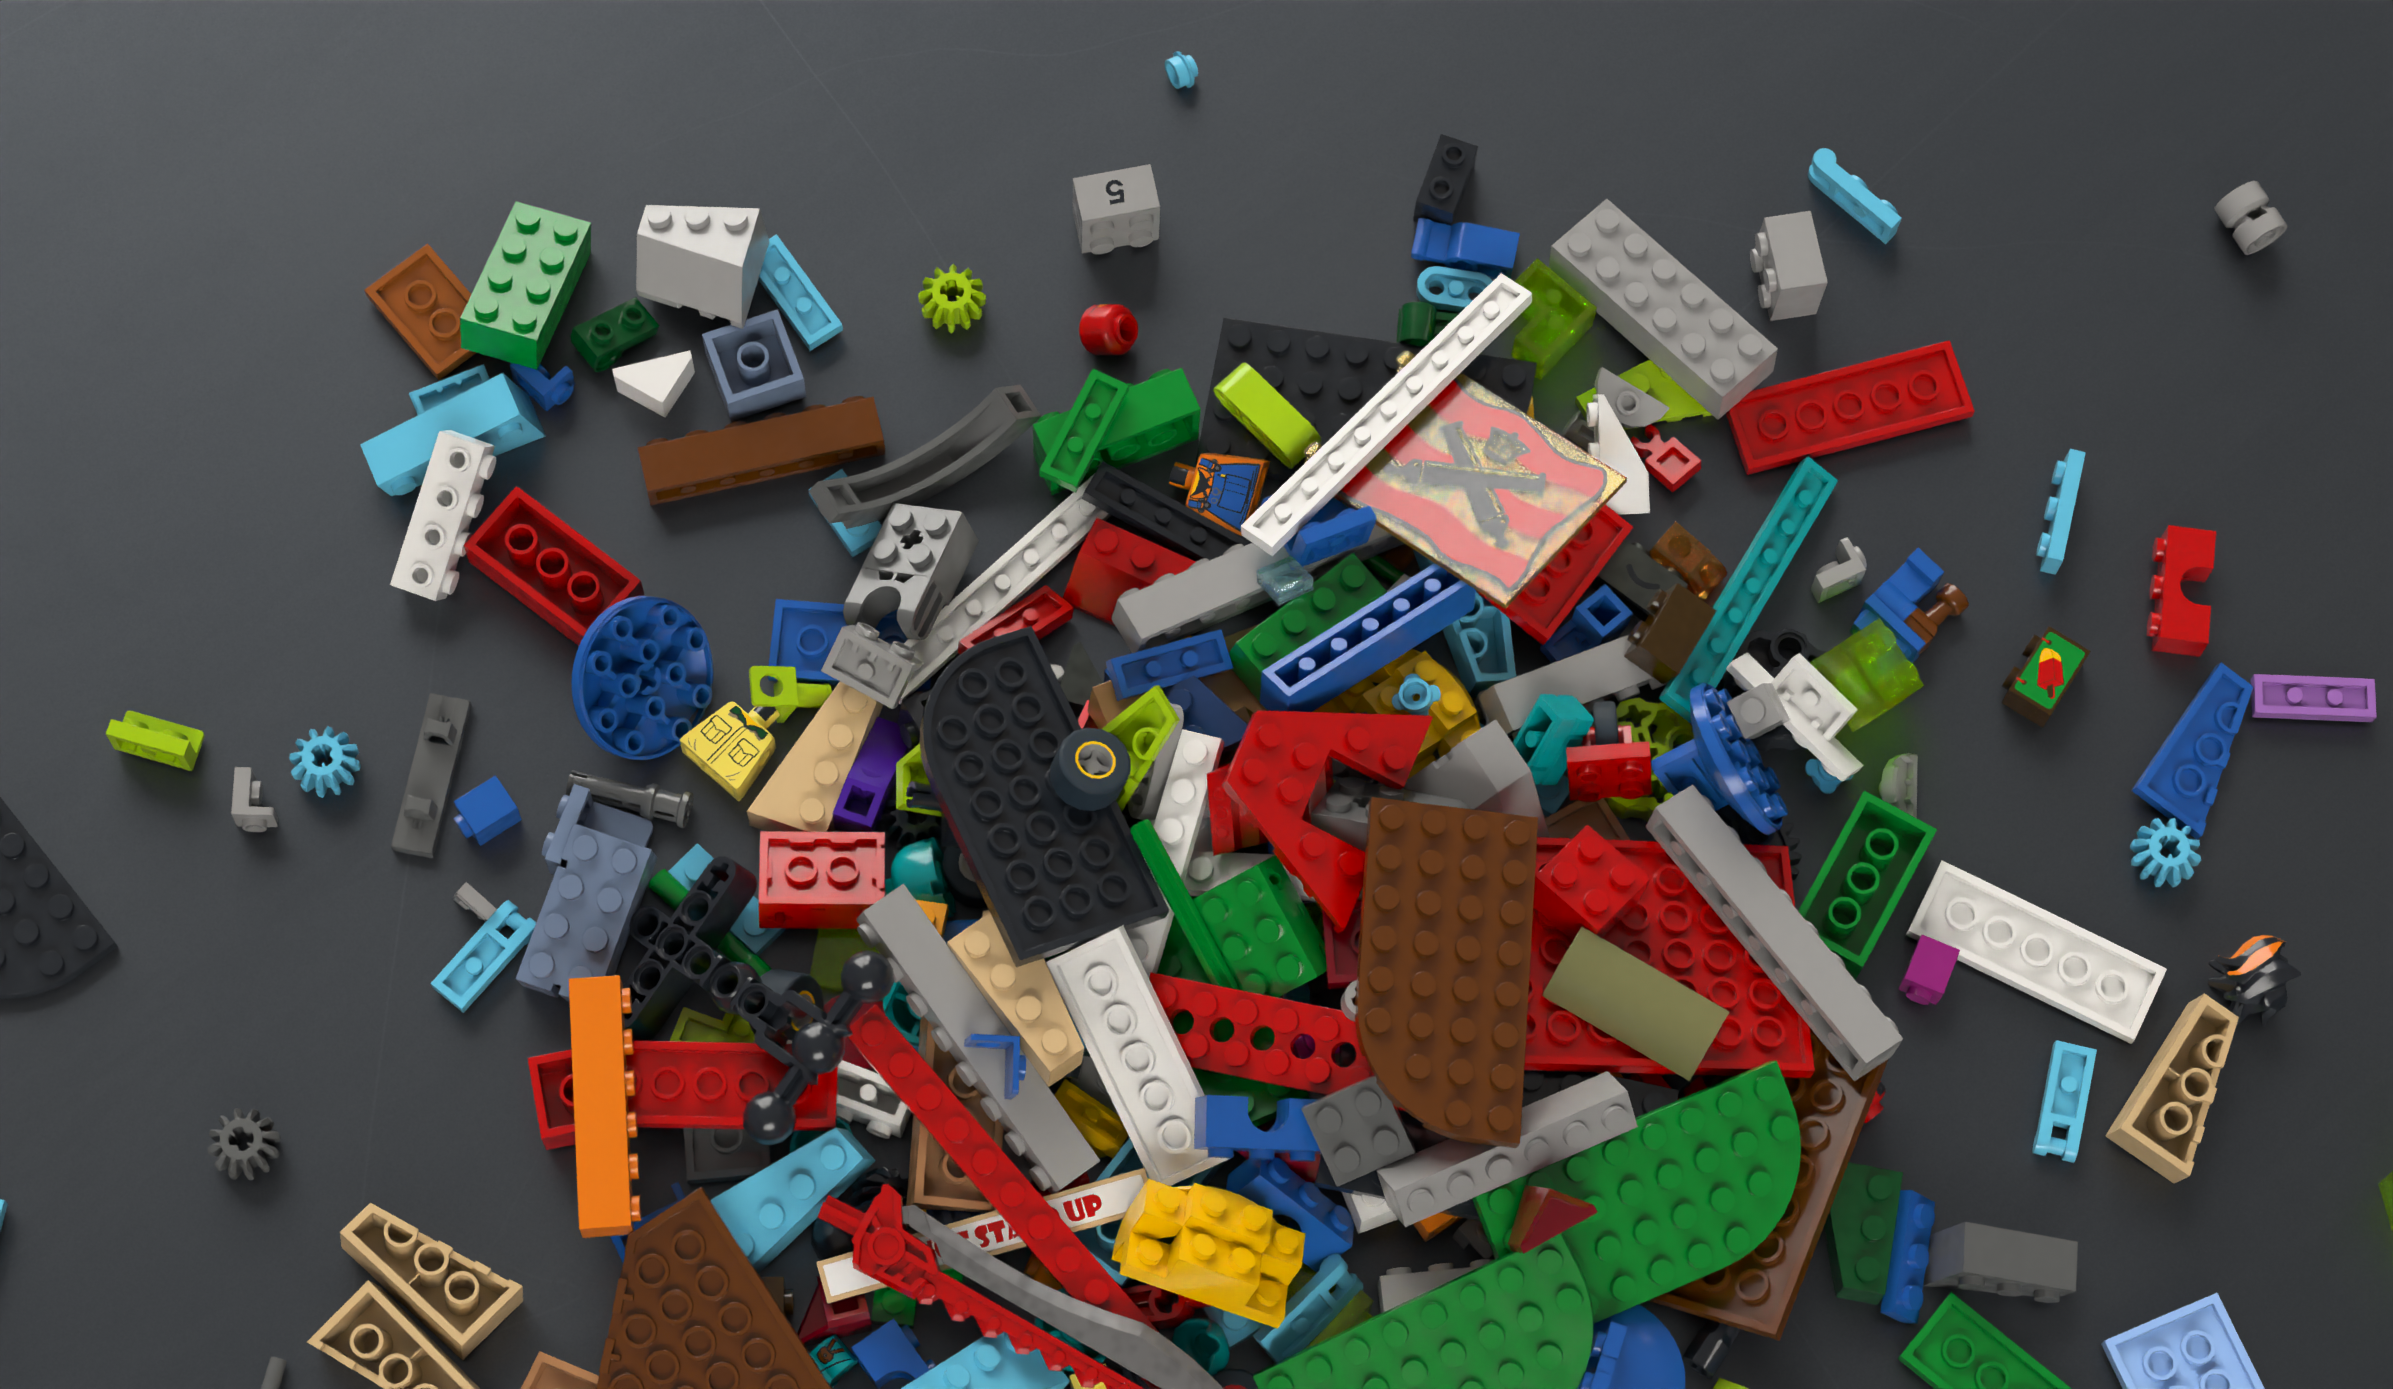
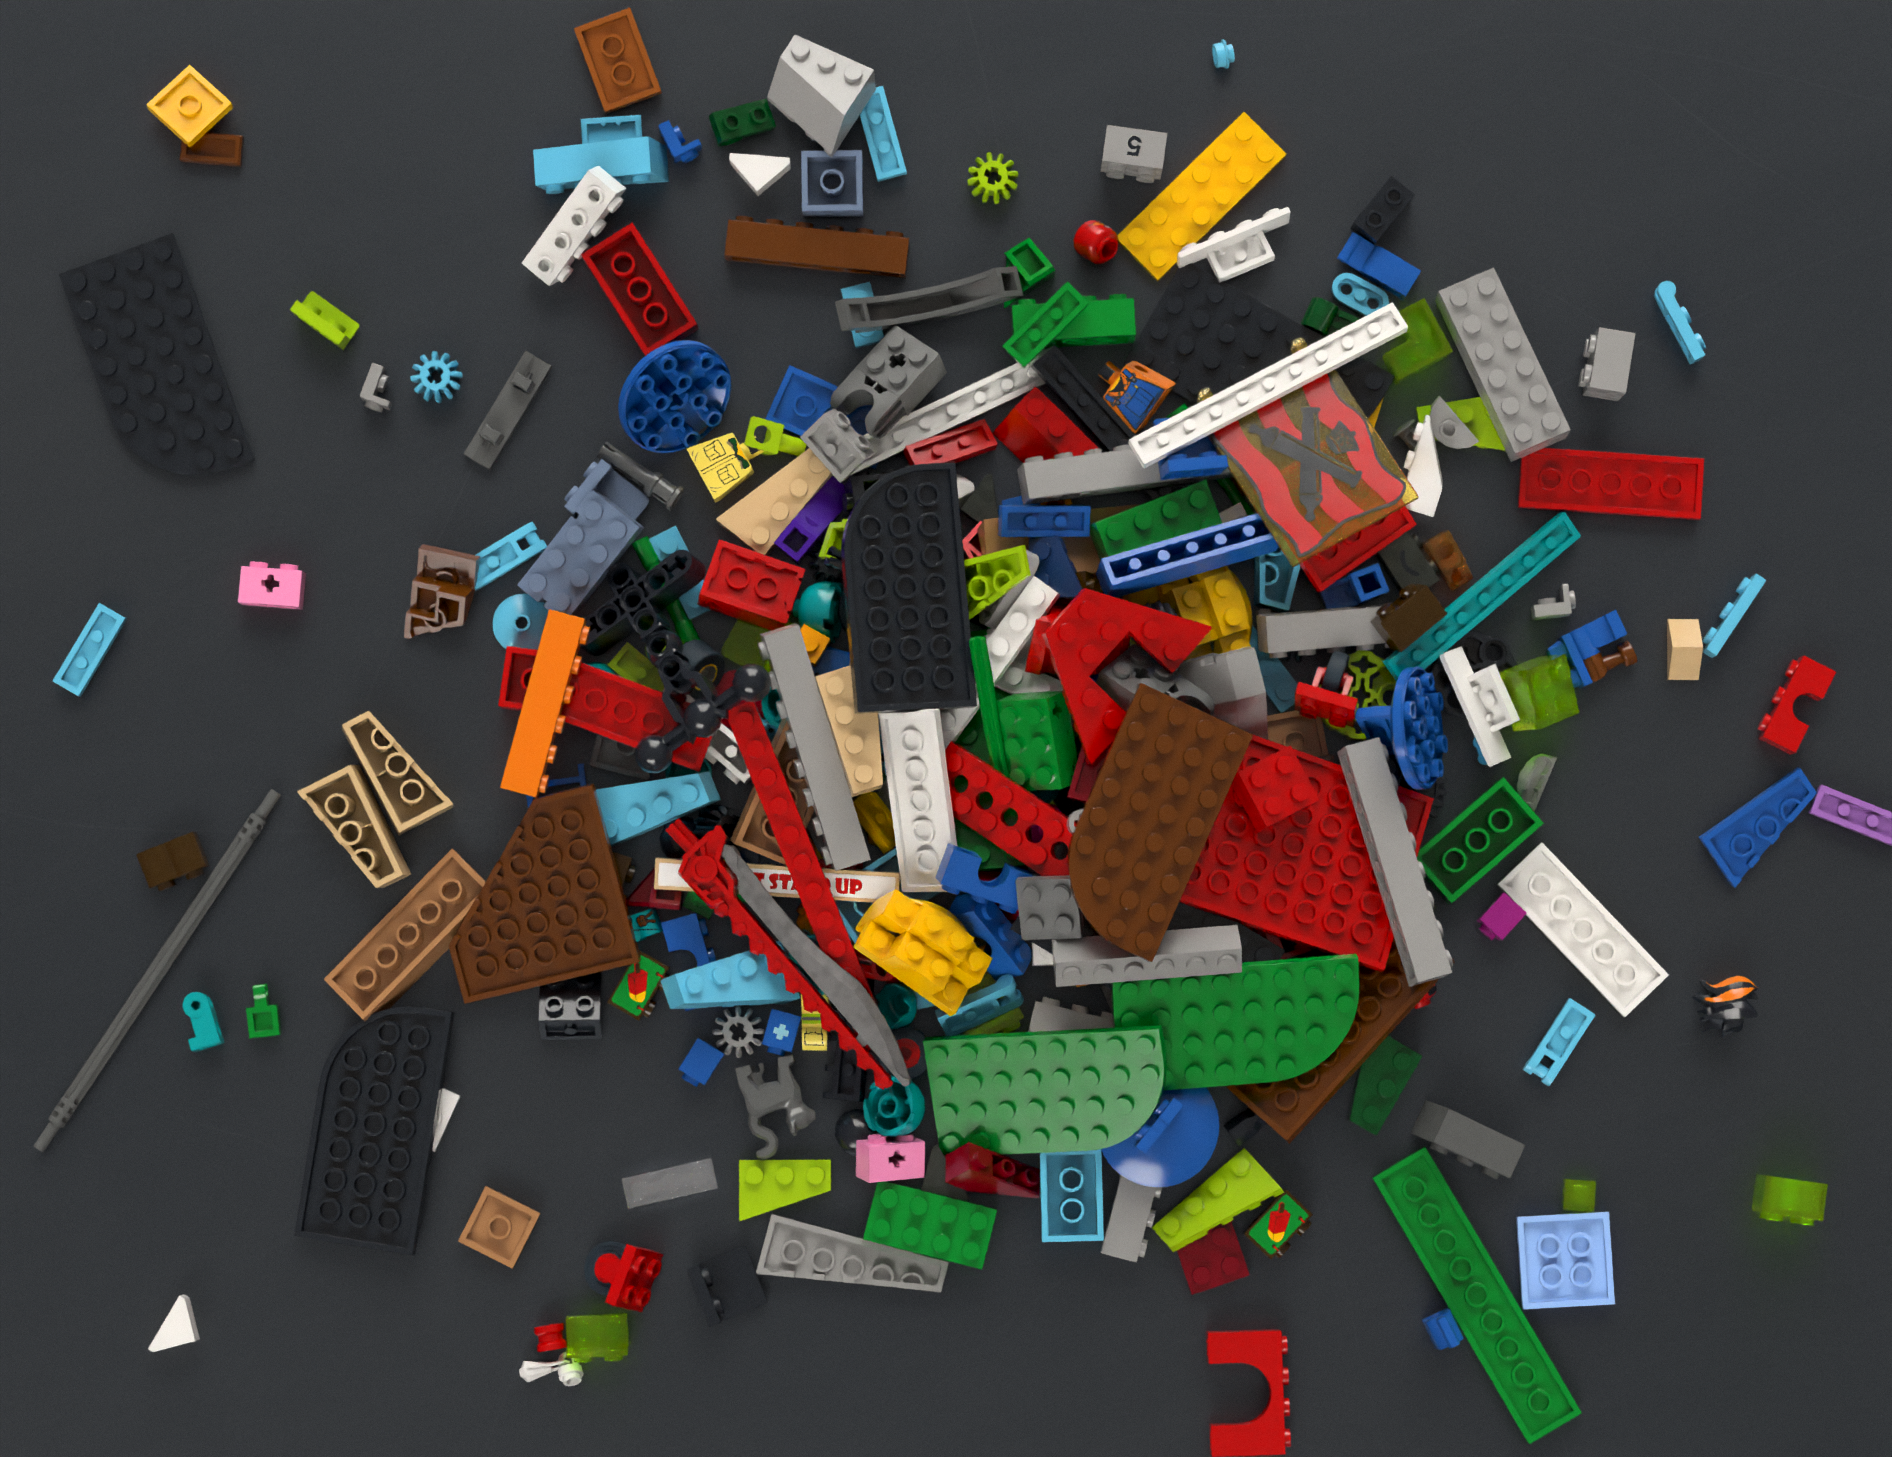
camera: 25 degrees right, 15 degrees up
(212, 1098) = (288, 594): none -> bright pink brick
(261, 1147) = (290, 642): dark grey gear -> none
(417, 1024) = (441, 590): none -> reddish brown slope
(470, 899) = (507, 516): light grey tile -> none
(486, 811) = (536, 452): blue brick -> none
(515, 1027) = (507, 615): none -> medium azure dish
(525, 285) = (688, 67): brick -> none
(1014, 1062) = (832, 777): blue bracket -> none
(1043, 382) = (1031, 265): none -> green slope
(1105, 767) = (967, 584): black wheel -> none
(1216, 241) = (1200, 196): none -> yellow plate
(1266, 414) = (1185, 350): lime beam -> none
(1285, 281) = (1237, 249): none -> white bracket
(1285, 580) = (1147, 487): clear light blue plate -> none
(1411, 686) = (1208, 597): medium azure plate -> none
(1544, 1215) = (1154, 1013): dark red slope -> none
(1546, 733) = (1292, 664): teal brick -> none
(1635, 1003) = (1275, 884): olive brick -> none
(1667, 461) = (1463, 479): plate -> none
(1758, 711) = (1447, 698): light grey brick -> none
(1908, 1257) = (1406, 1112): blue plate -> none
(2019, 574) = (1683, 649): none -> tan slope
(2045, 676) = (1670, 733): brick -> none
(2153, 841) = (1712, 896): medium azure gear -> none
(2169, 1287) = (1579, 1195): none -> clear neon green plate
(2172, 1098) = (1634, 1067): tan wedge -> none

